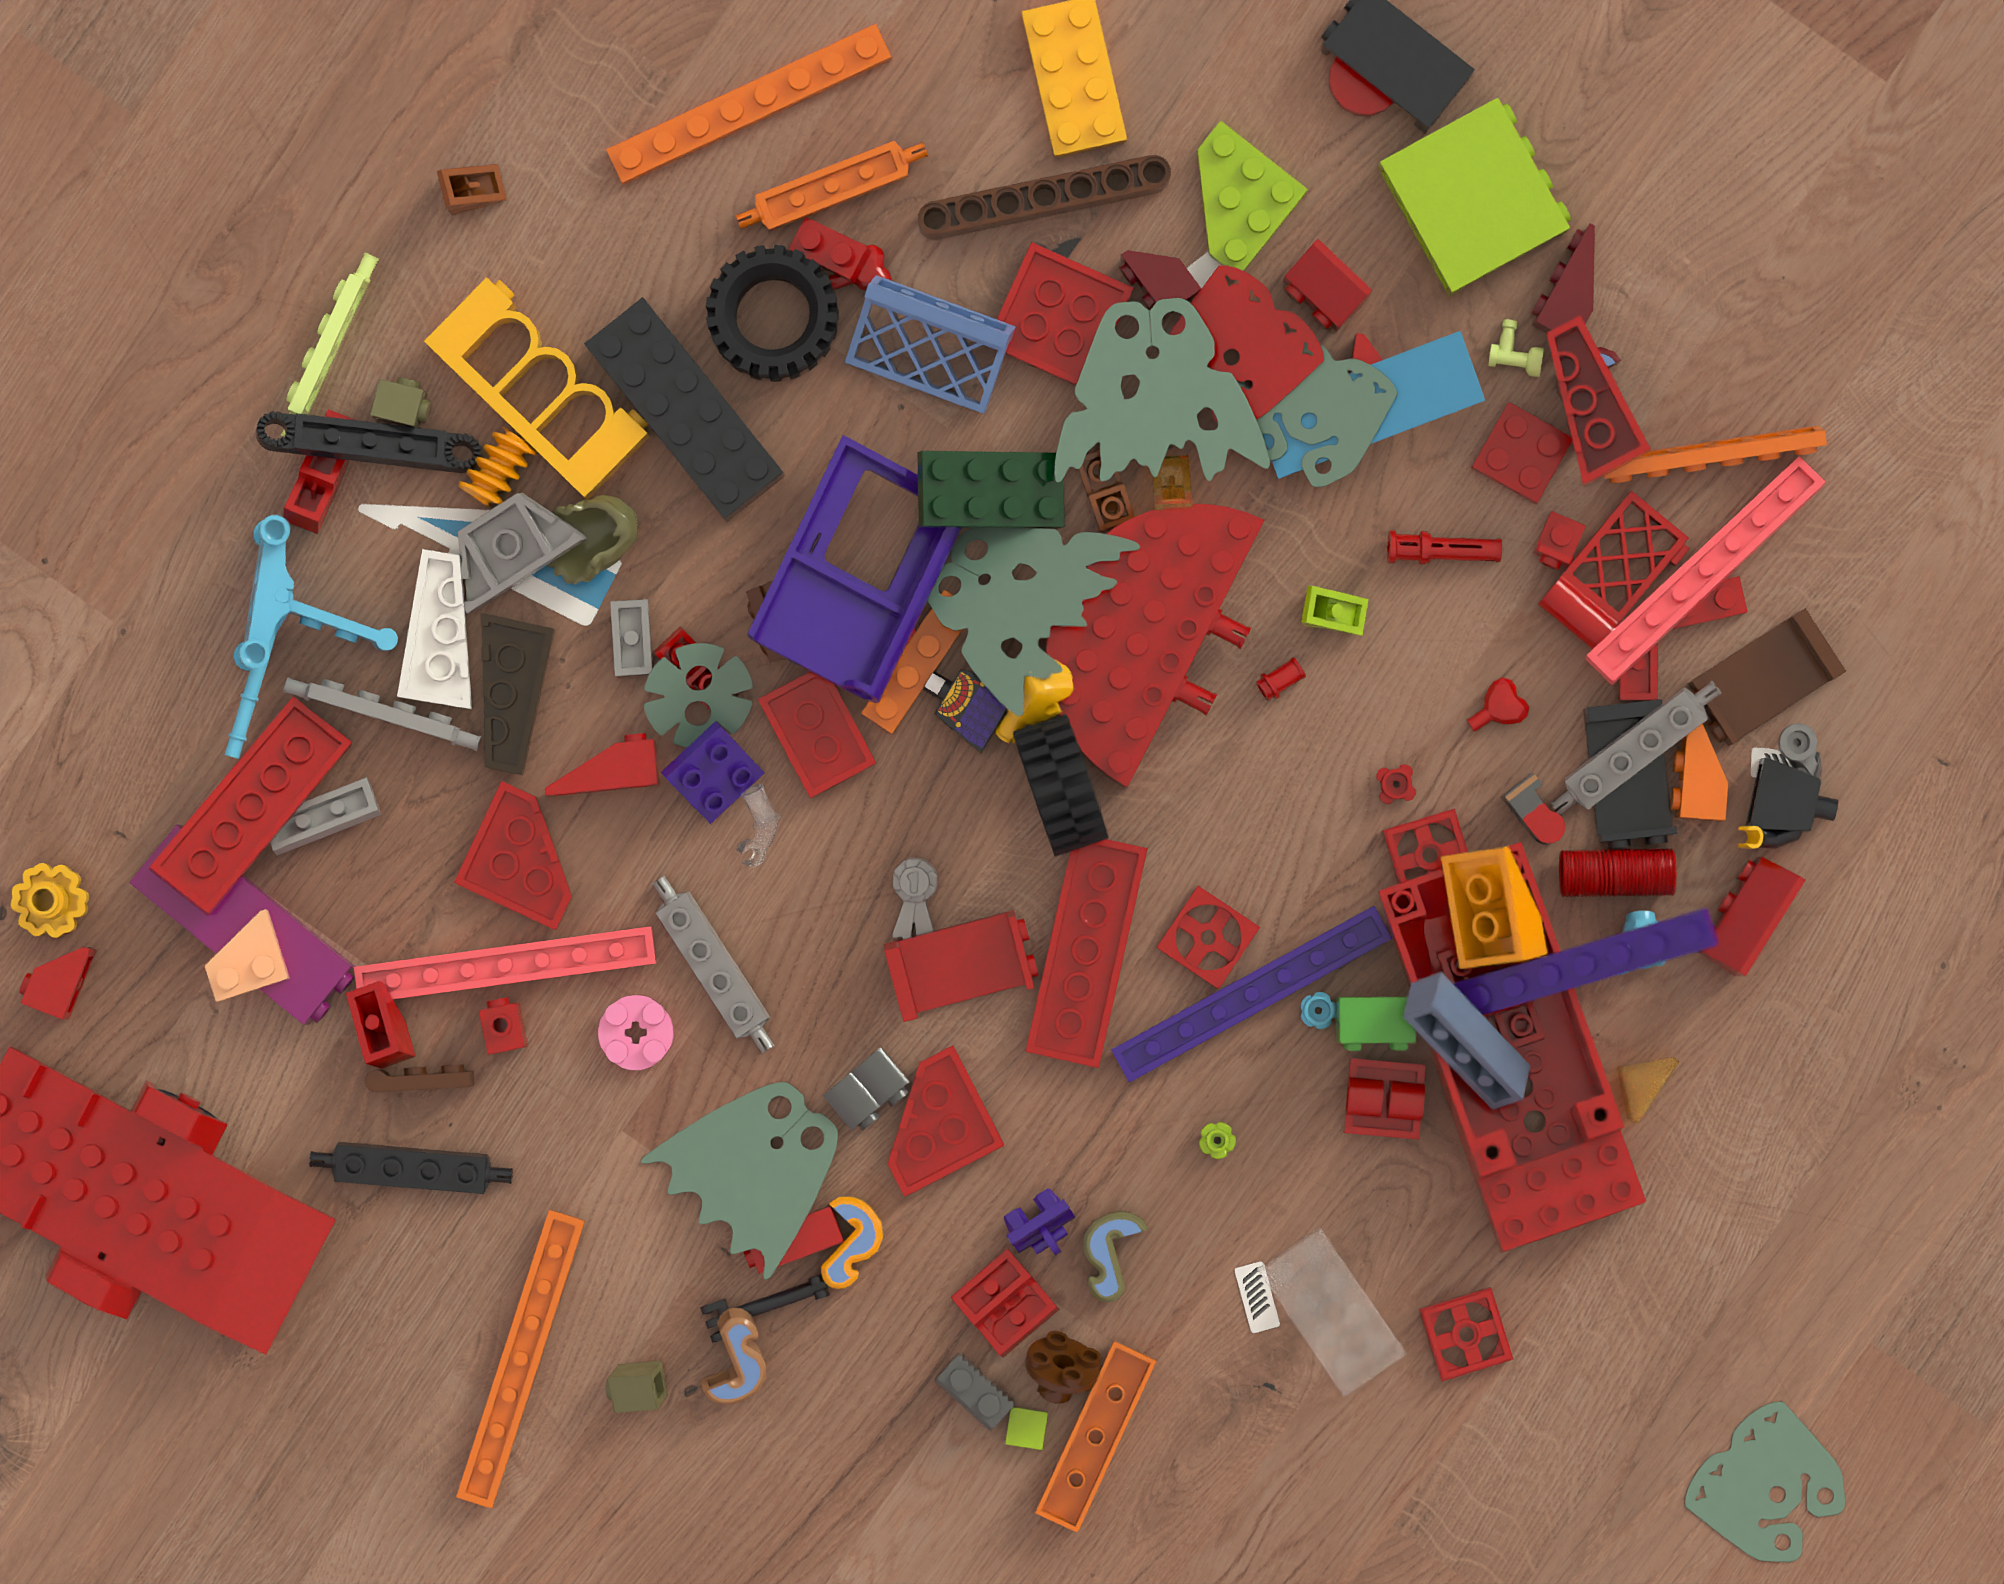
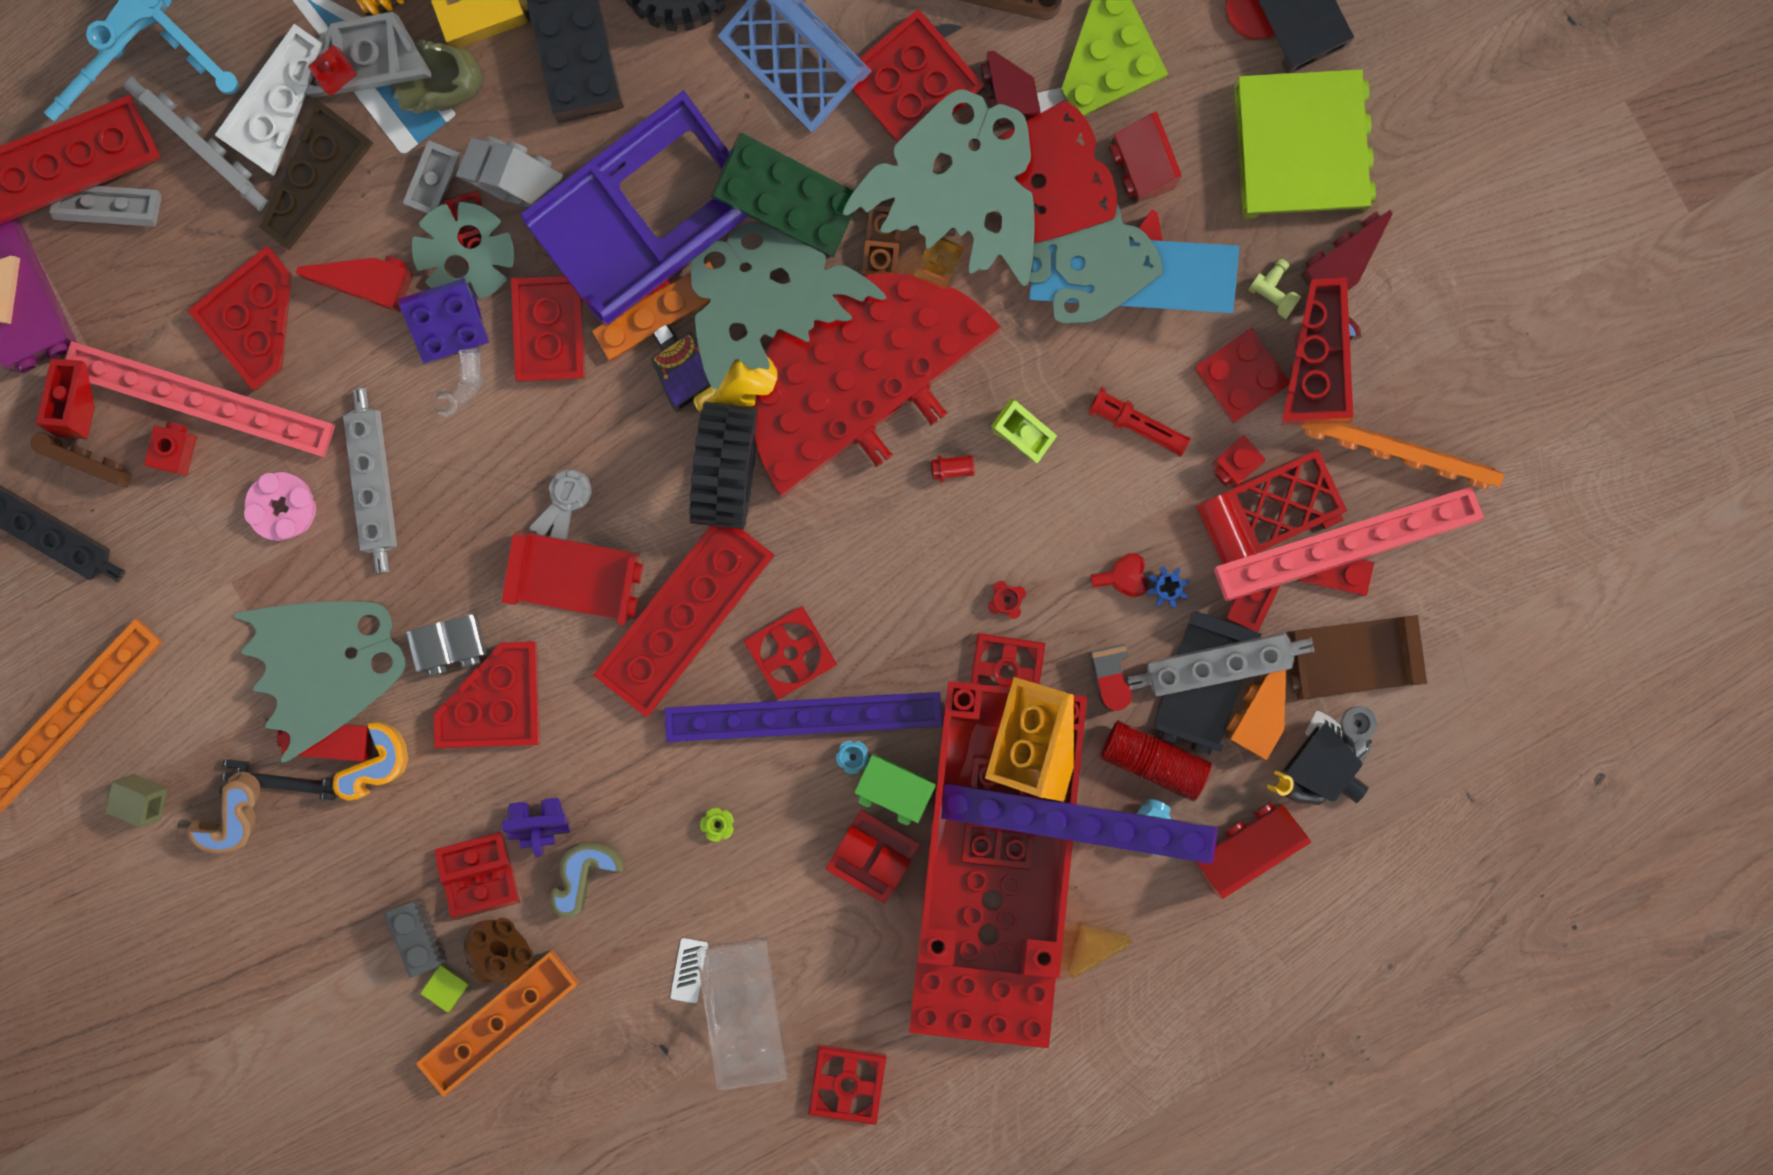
camera: 20 degrees right, 0 degrees up
(484, 578) = (332, 70): none -> red tile
(710, 597) = (507, 171): none -> light grey piece
(1466, 1040) = (961, 841): sand blue brick -> none
(1558, 698) = (1164, 595): none -> blue gear

